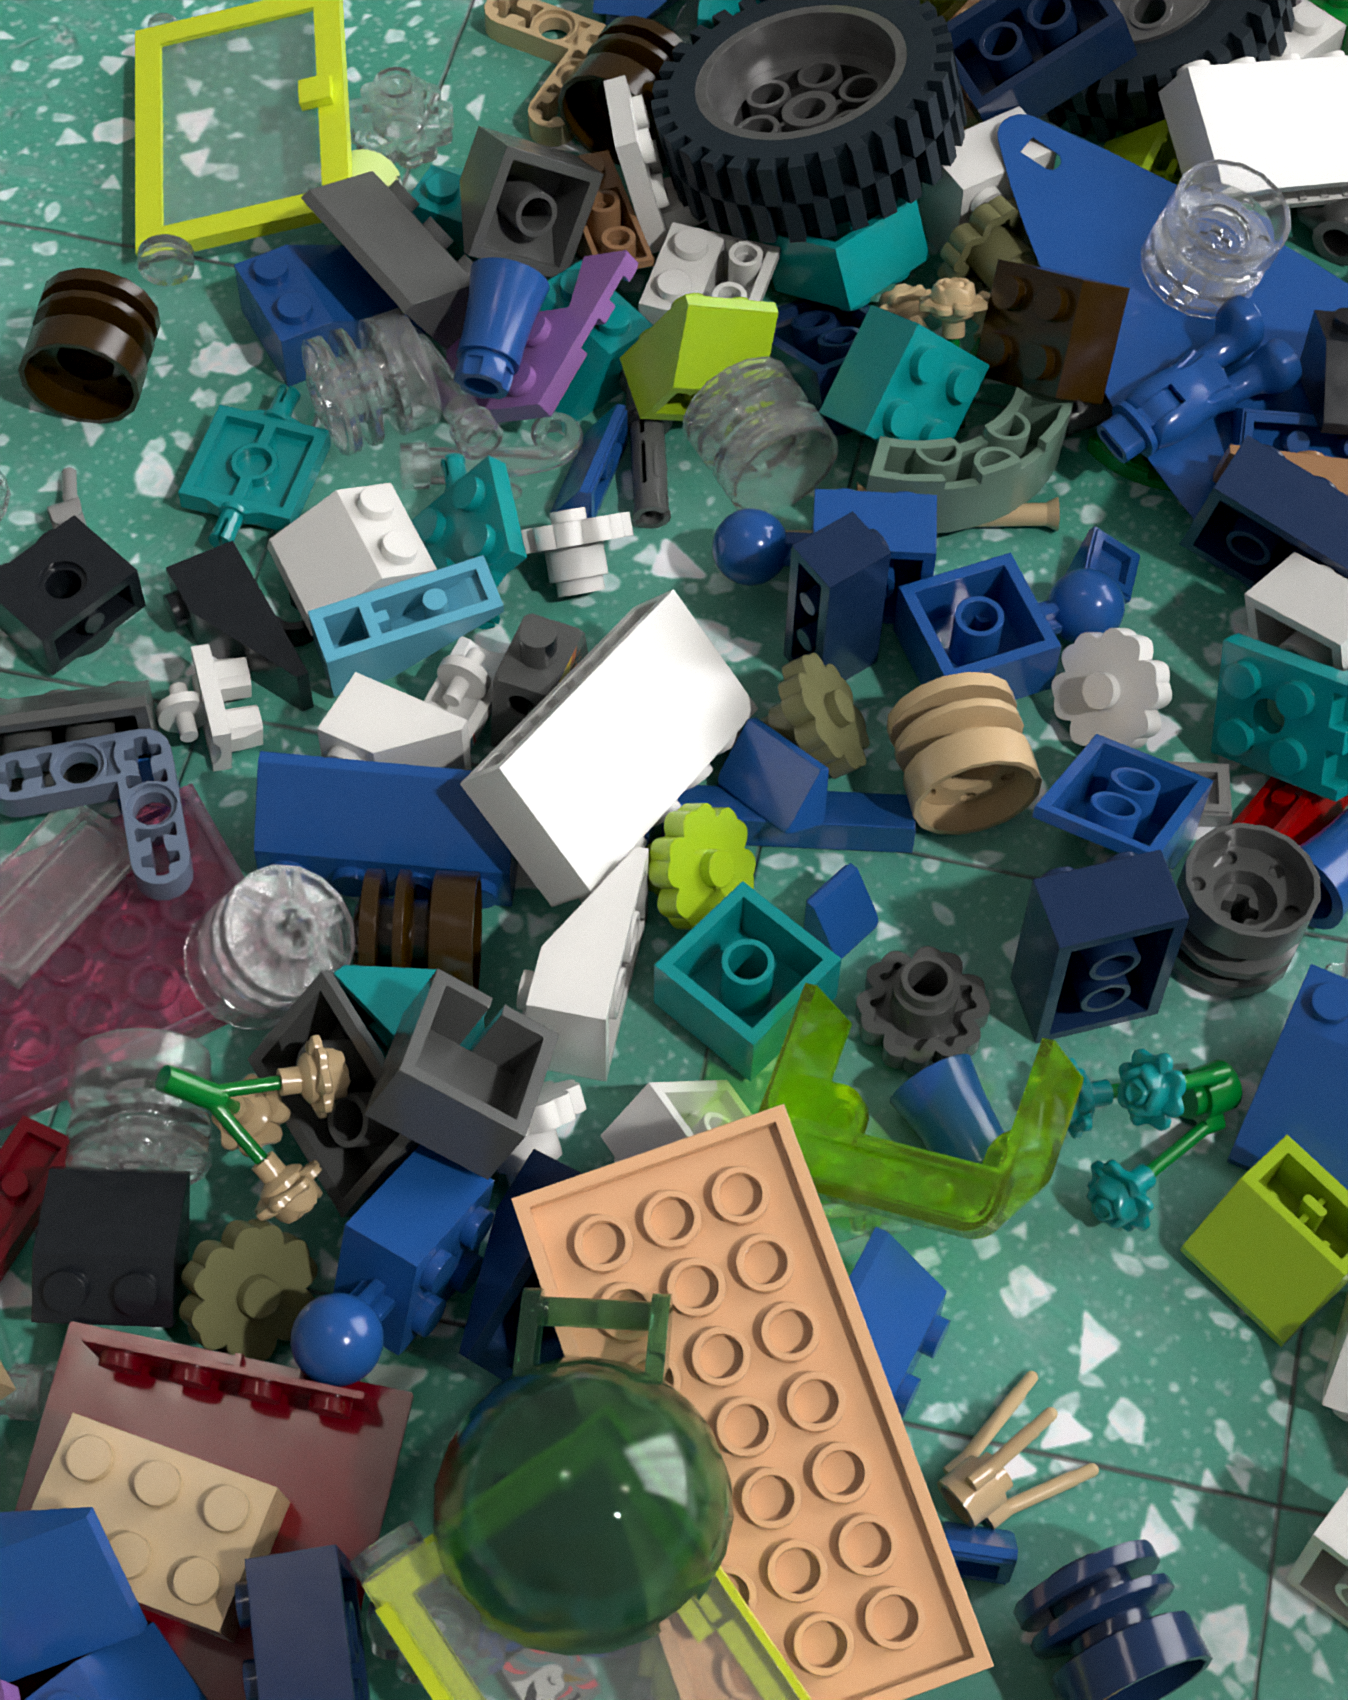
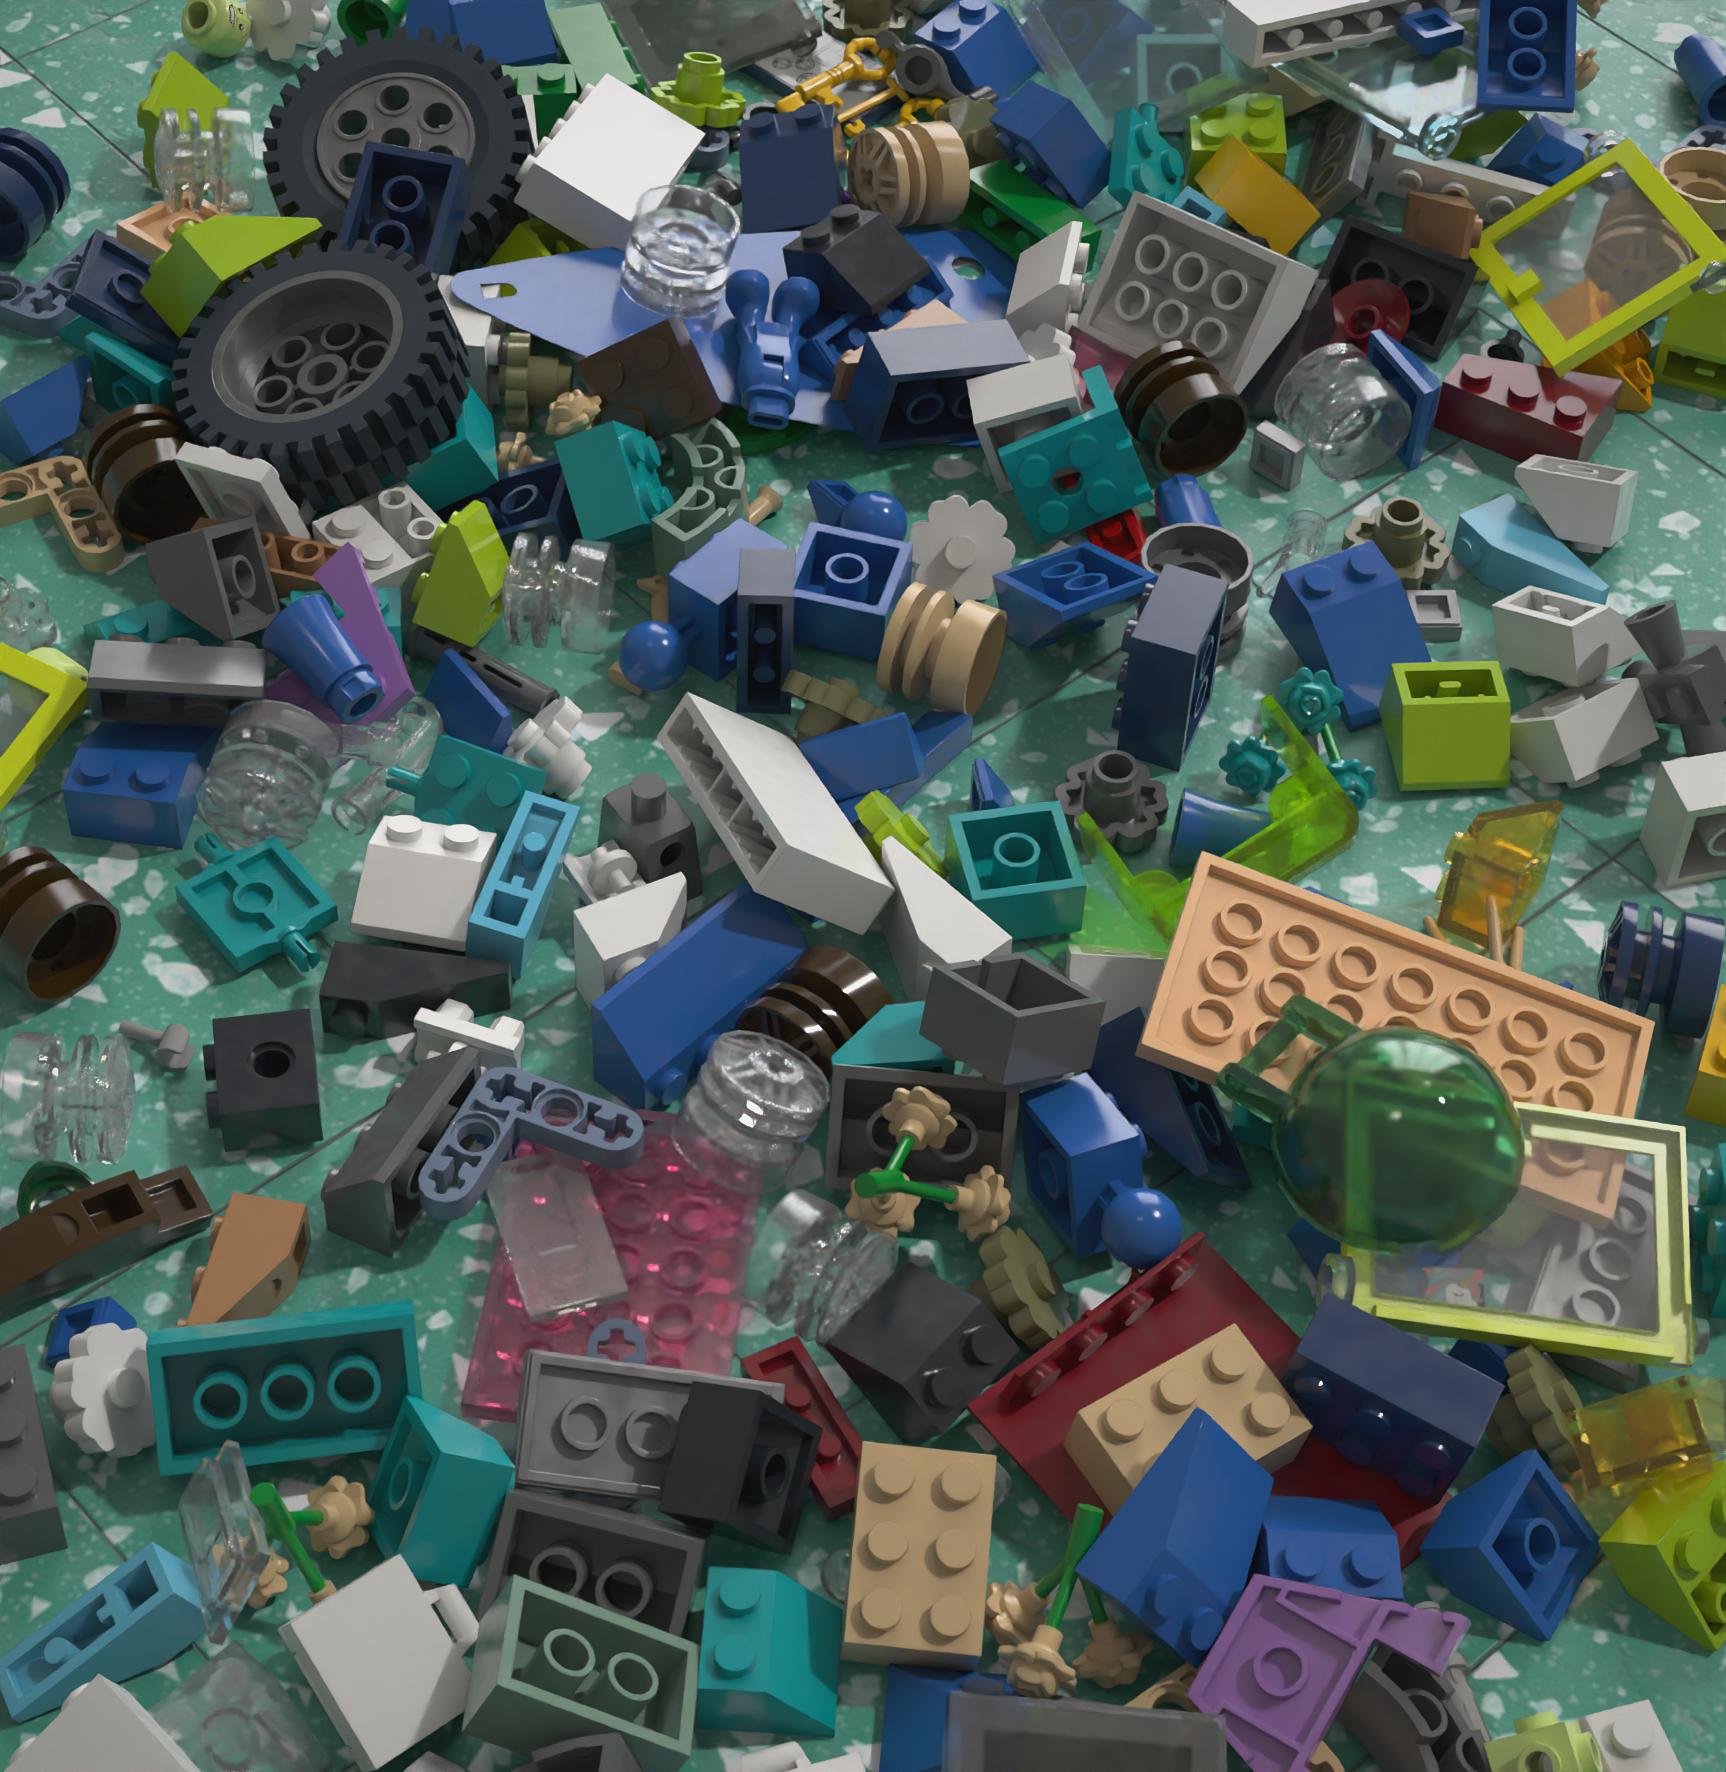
camera: 55 degrees left, 10 degrees down
(1117, 1401) = (1499, 856): none -> clear yellow slope

